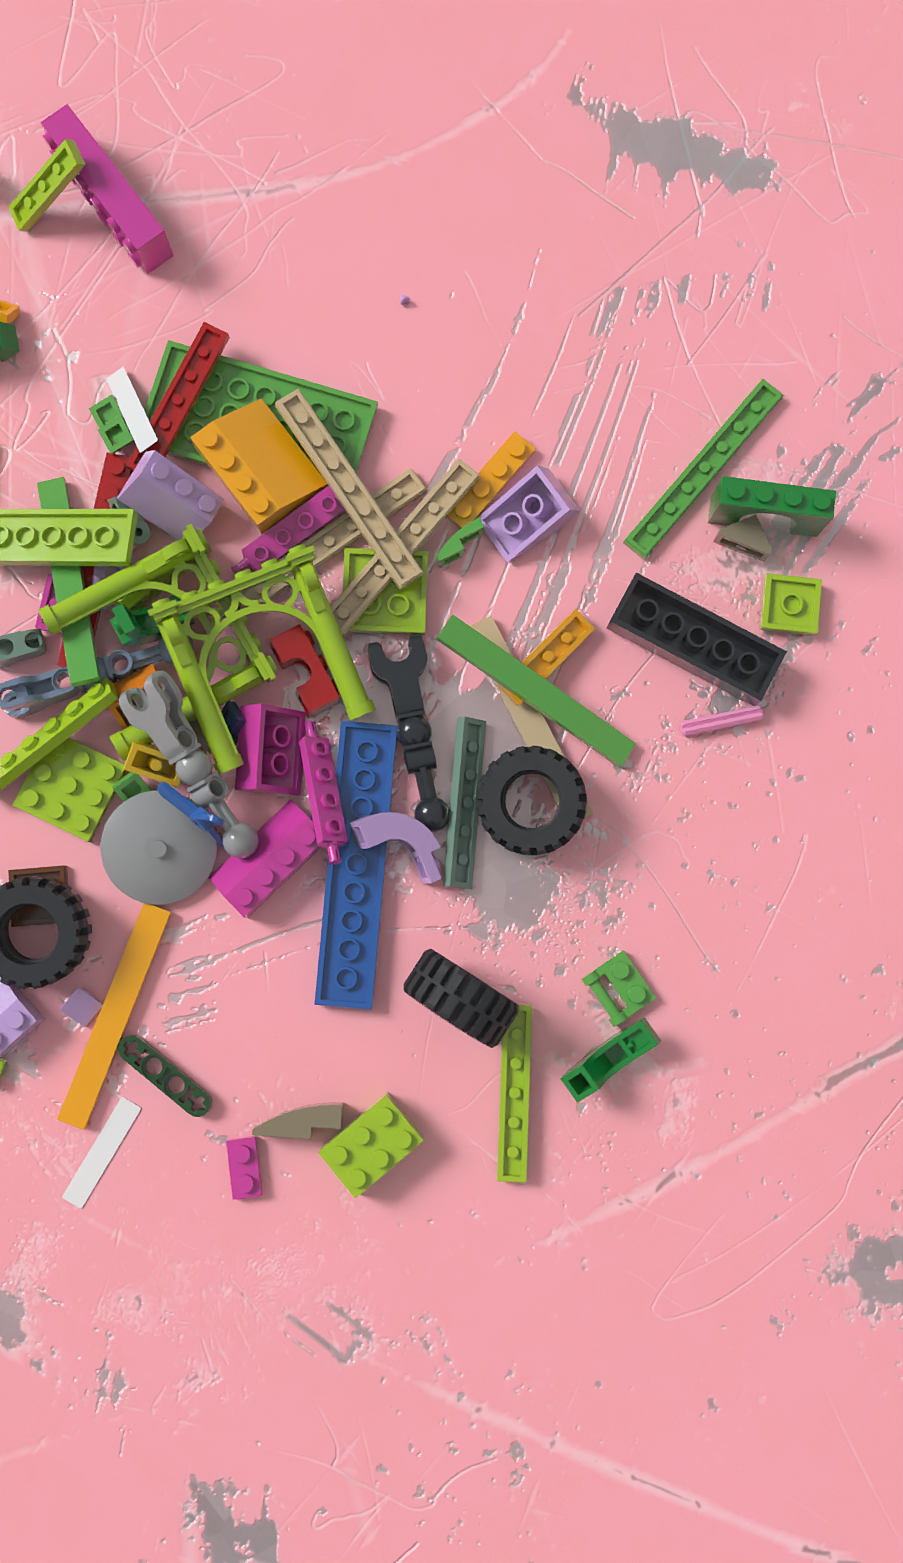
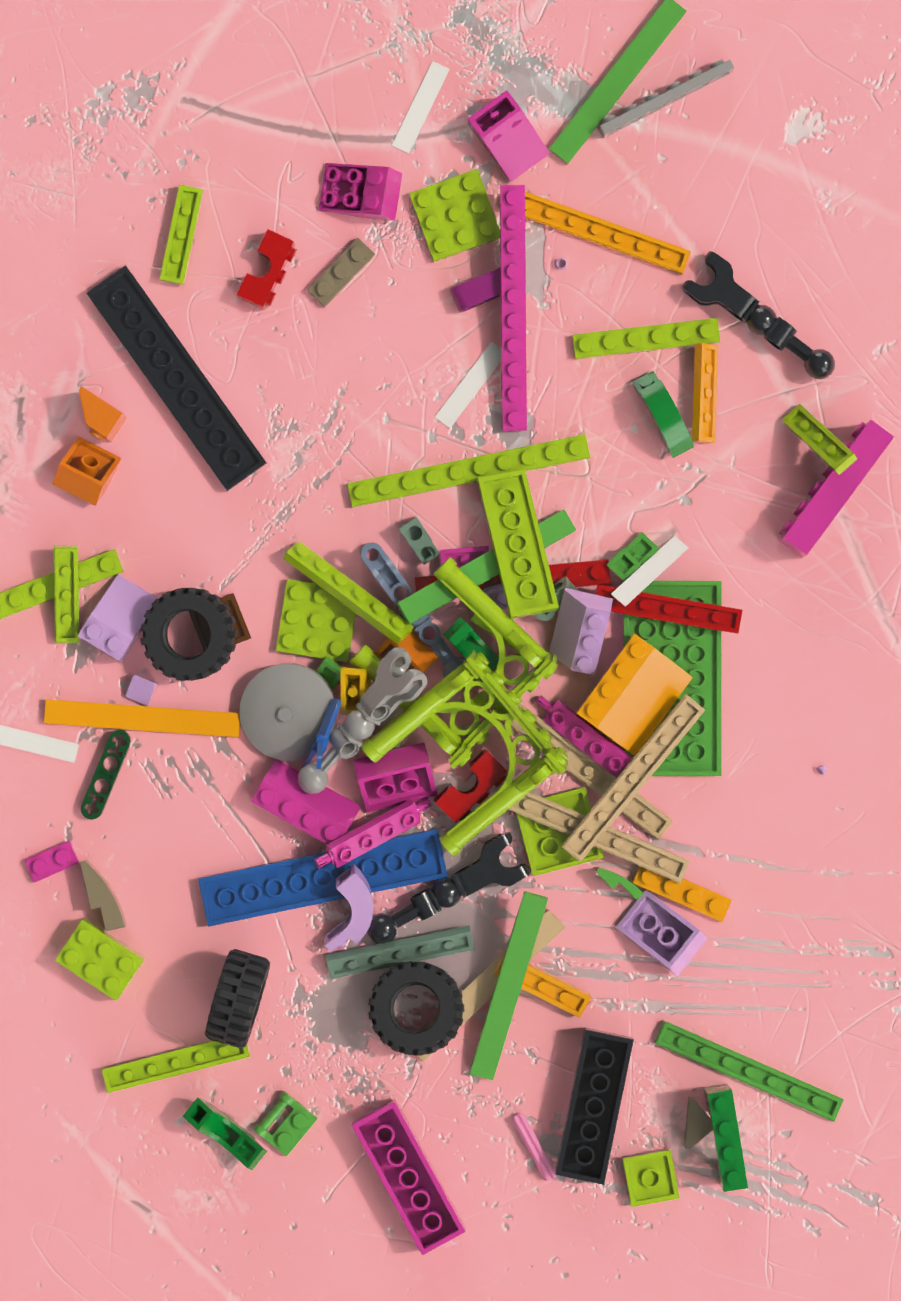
camera: 80 degrees right, 5 degrees up
(233, 718) = (413, 740): dark blue tile -> none
(717, 865) = (408, 1177): none -> dark pink brick

